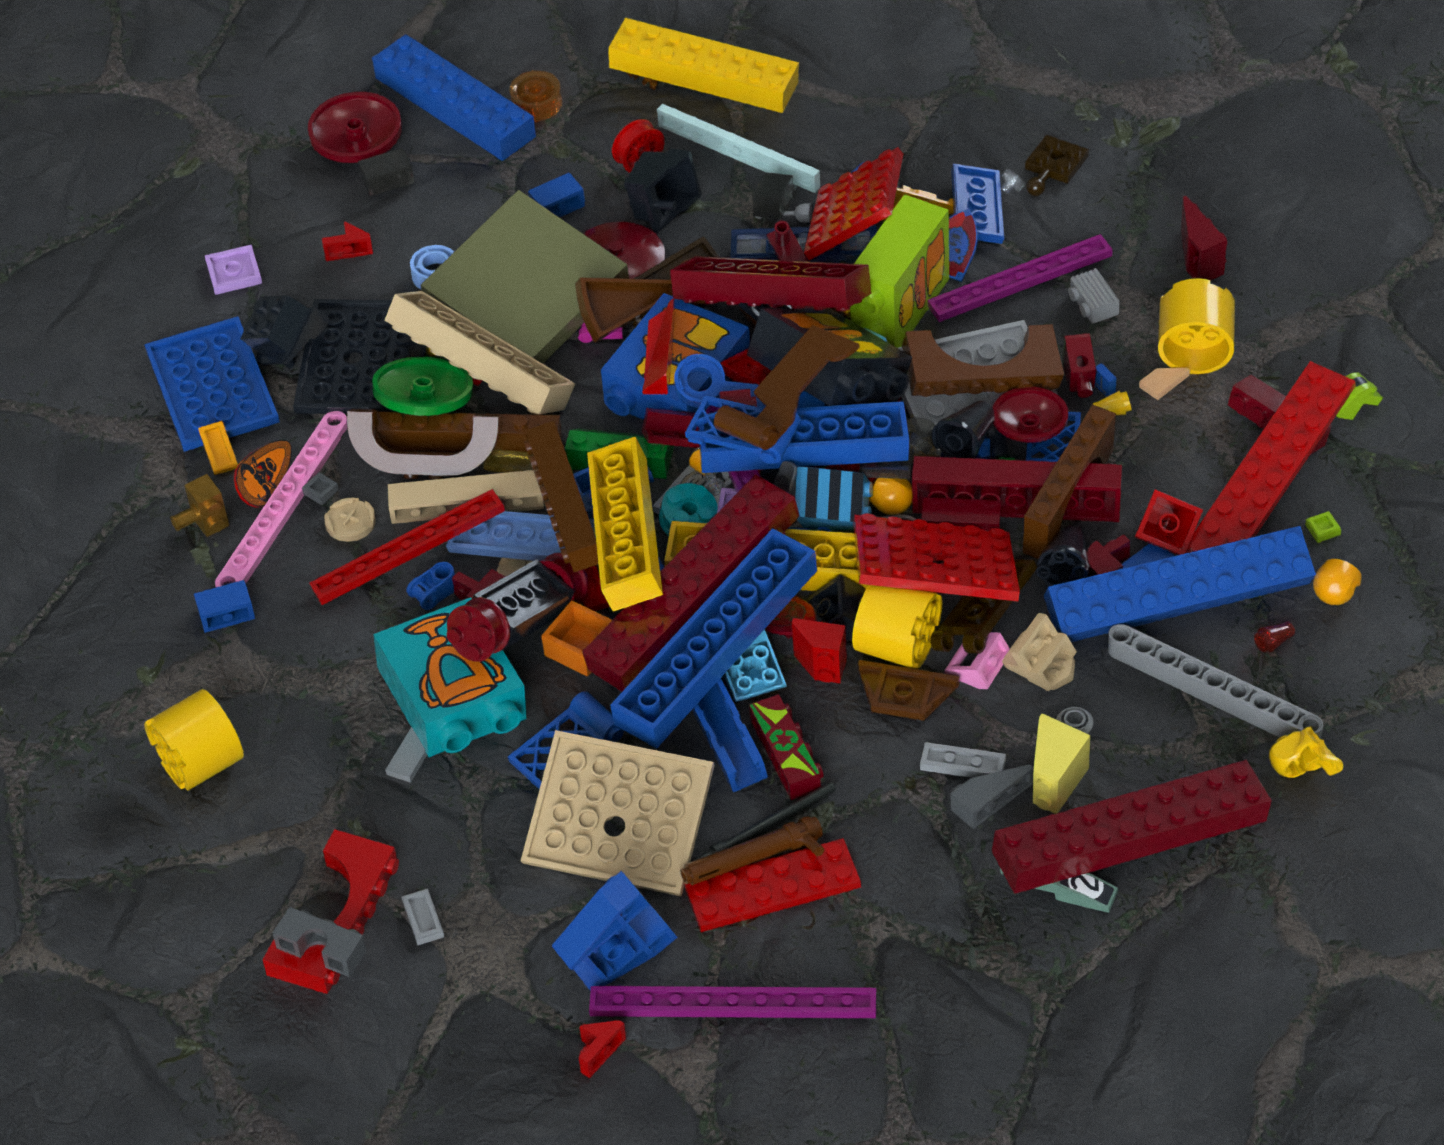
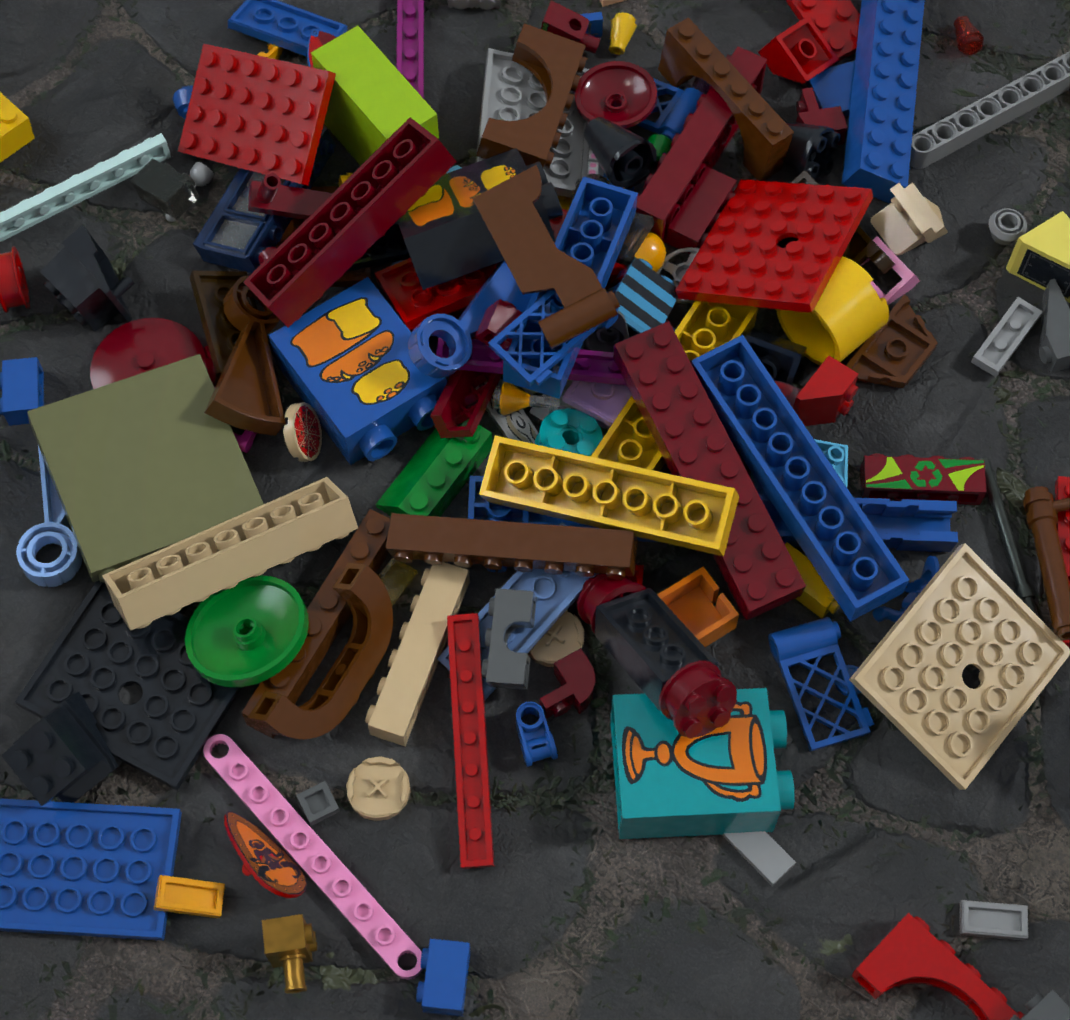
camera: 70 degrees left, 15 degrees up
(508, 521) = (510, 612): none -> dark grey arch
(598, 352) = (303, 432): none -> tile
(659, 351) = (365, 367): red wedge -> none

